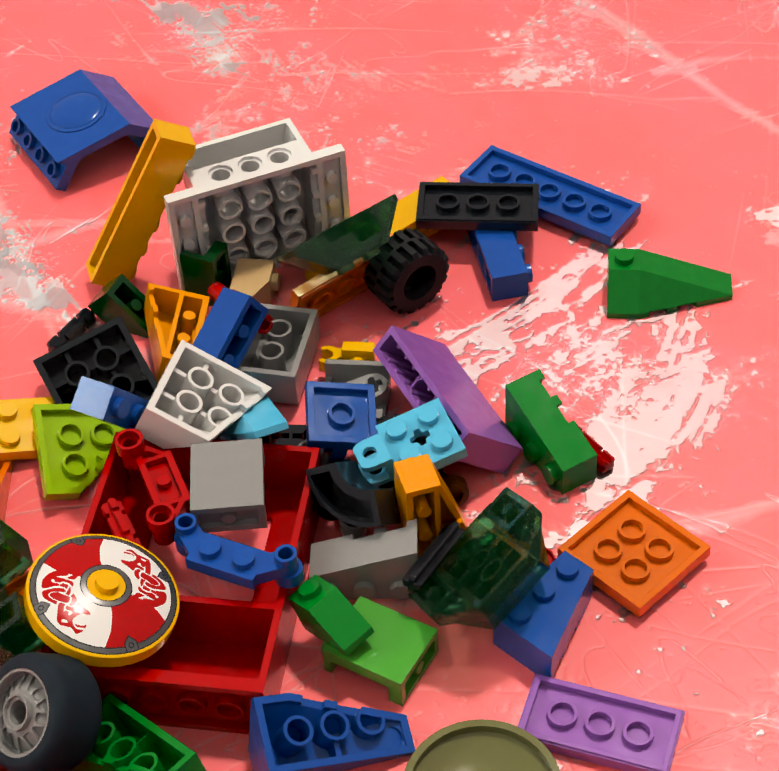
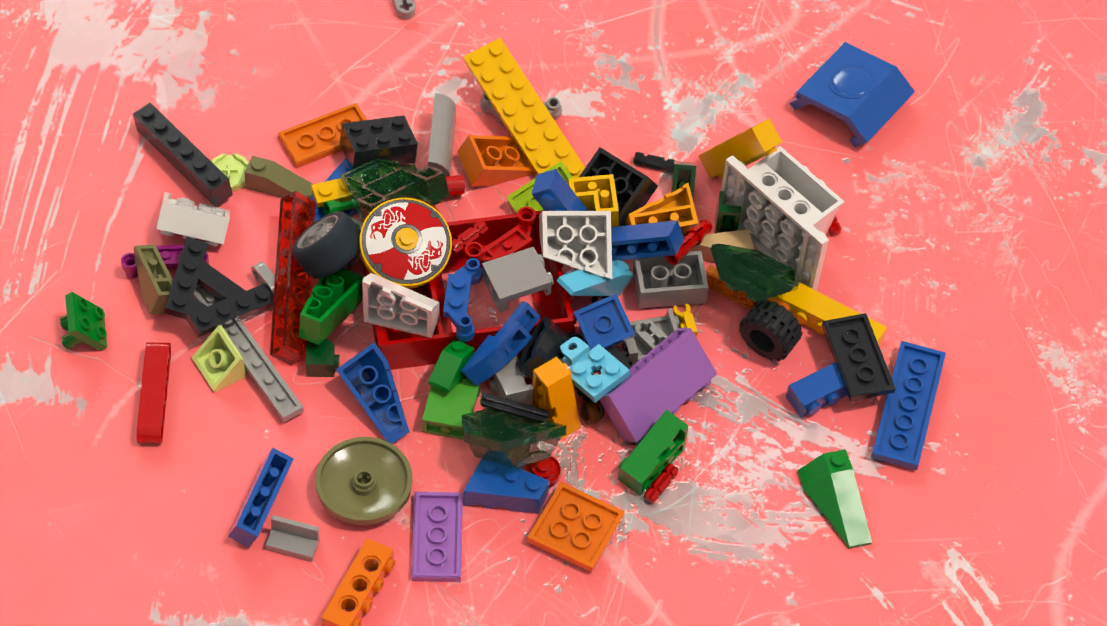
camera: 65 degrees right, 10 degrees up
(128, 369) = (597, 194): none -> yellow brick
(220, 634) = (398, 307): none -> white wedge
(336, 540) = (503, 347): none -> blue slope

